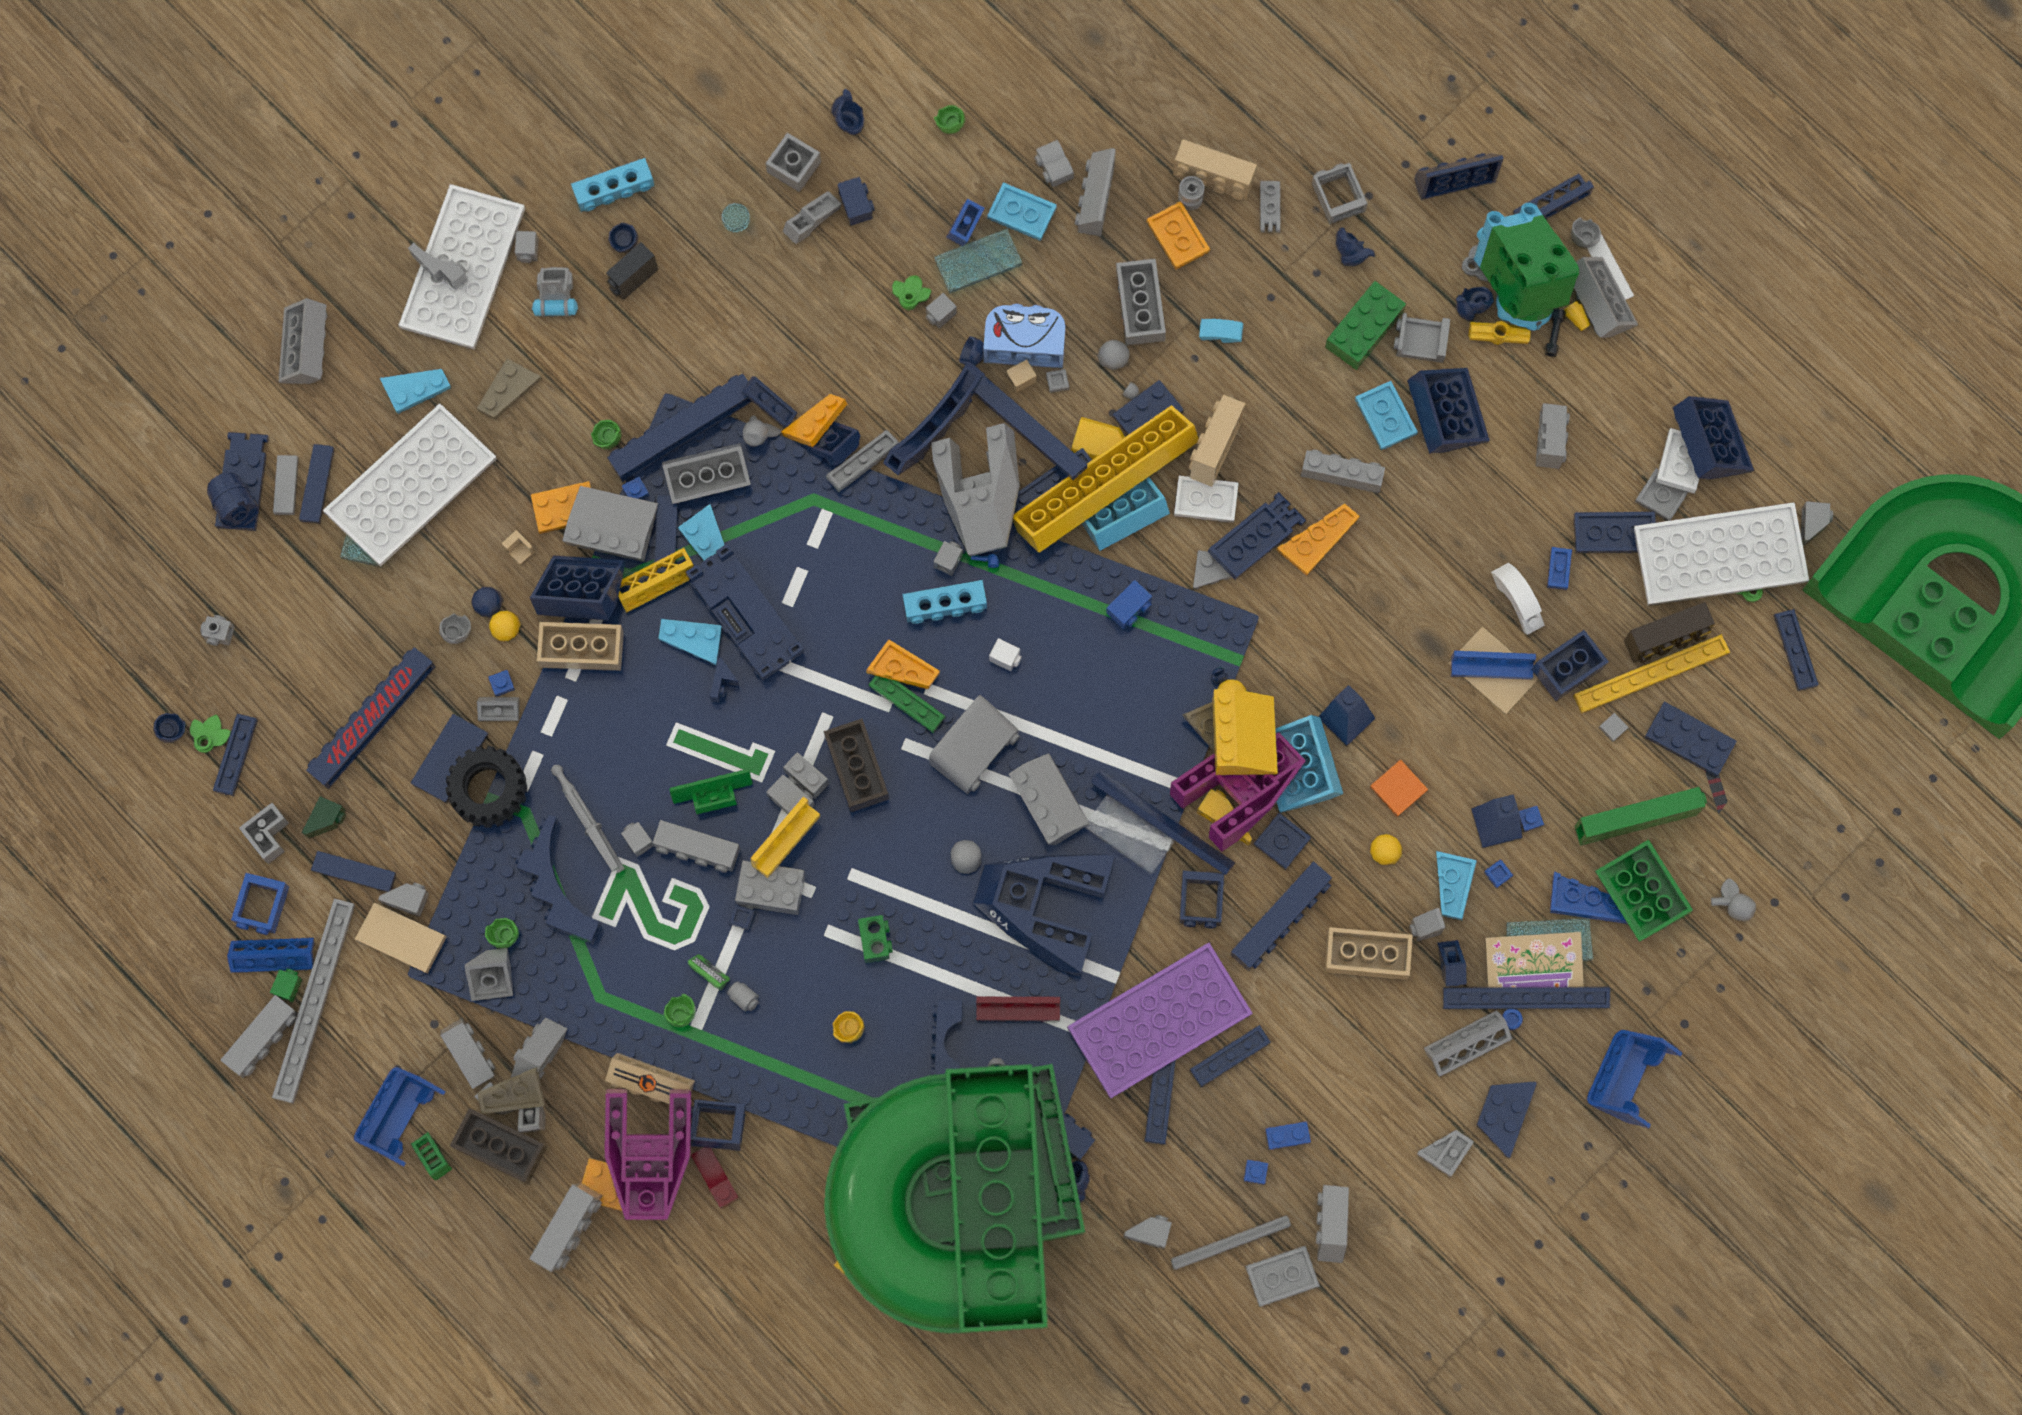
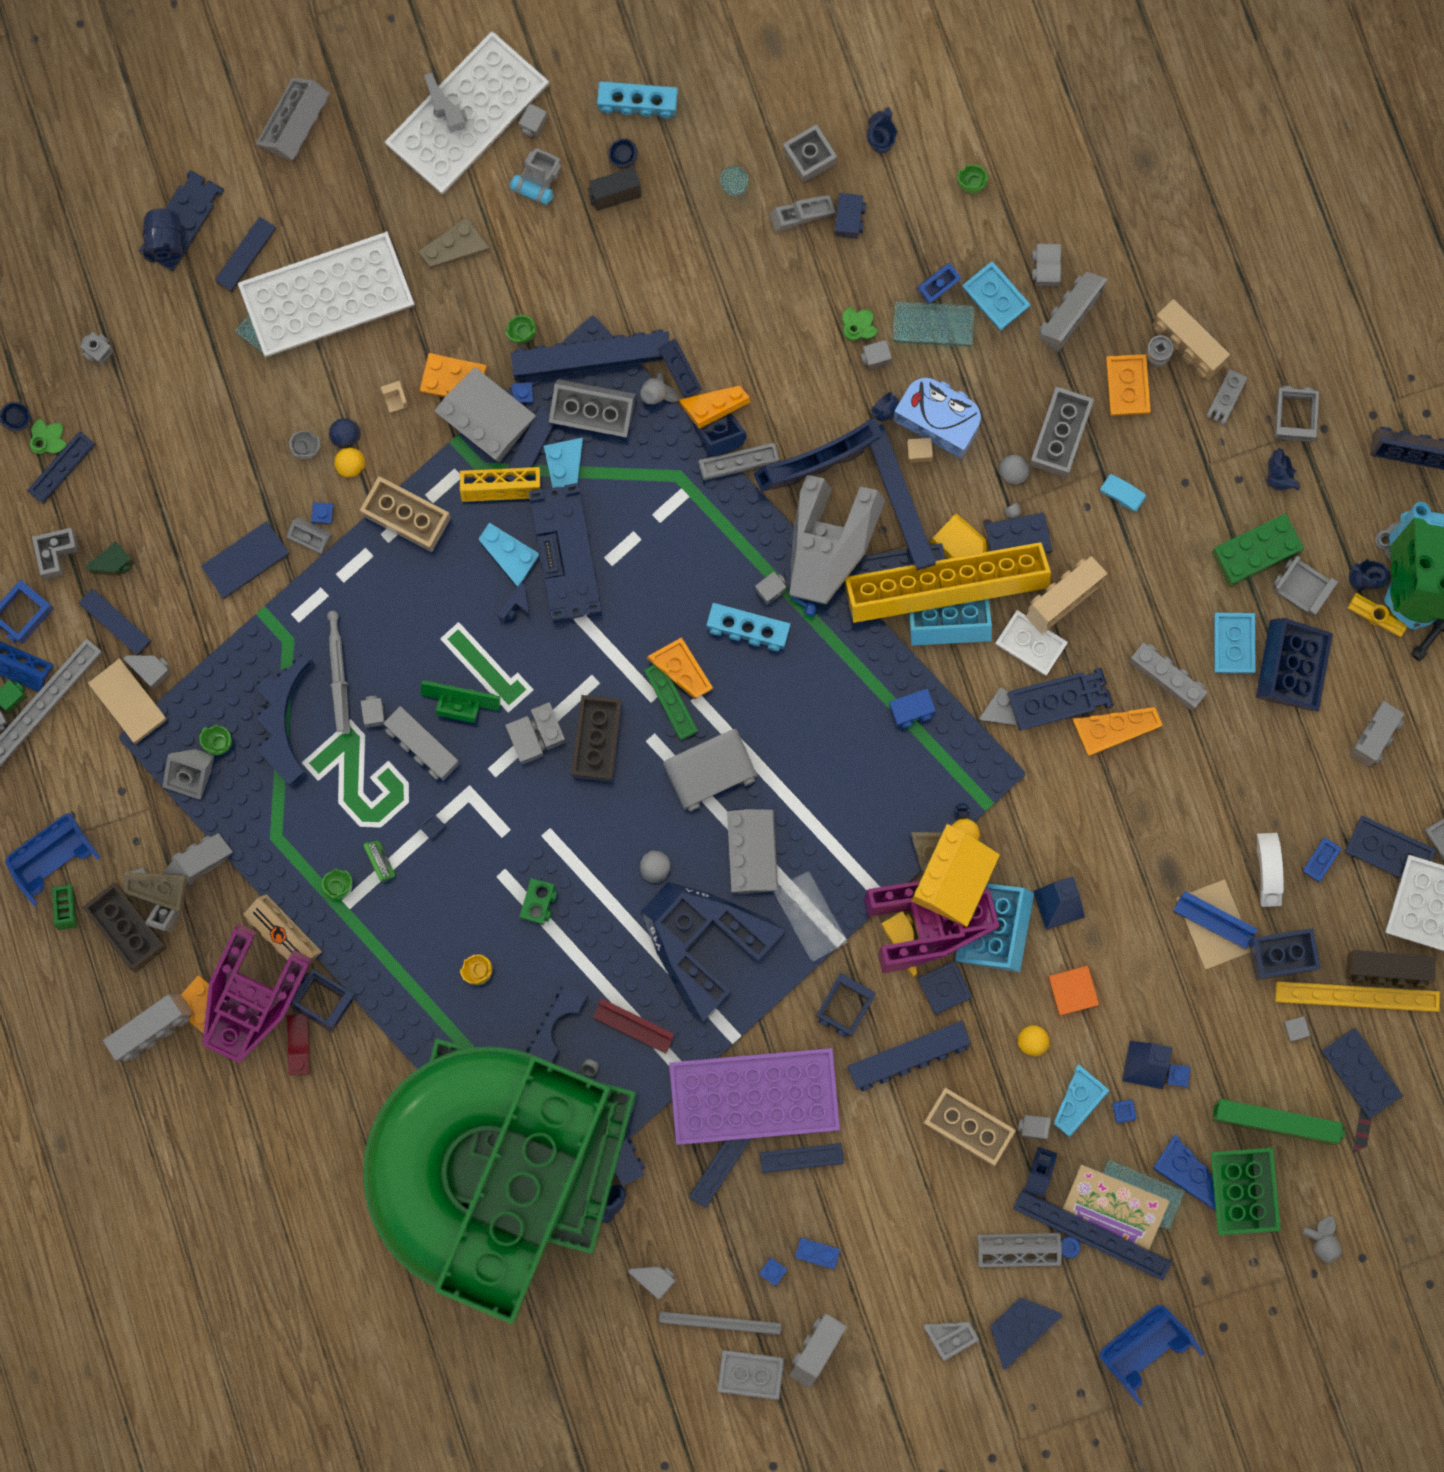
camera: 30 degrees right, 5 degrees up
(285, 485) = (218, 242): light grey tile -> none
(370, 718) = (193, 491): dark blue brick -> none
(414, 388) = (372, 206): medium azure wing -> none
(468, 1052) = (136, 831): light grey wedge -> none
(471, 765) = (249, 580): black tyre -> none
(578, 588) = (429, 459): dark blue slope -> none
(743, 996) = (398, 898): light grey brick -> none
(777, 893) = (468, 812): light grey brick -> none
(784, 838) = (500, 775): yellow fence -> none
(1005, 655) = (778, 701): white brick -> none
(1057, 380) = (951, 469): light grey tile -> none
(1163, 822) = (844, 920): dark blue tile -> none

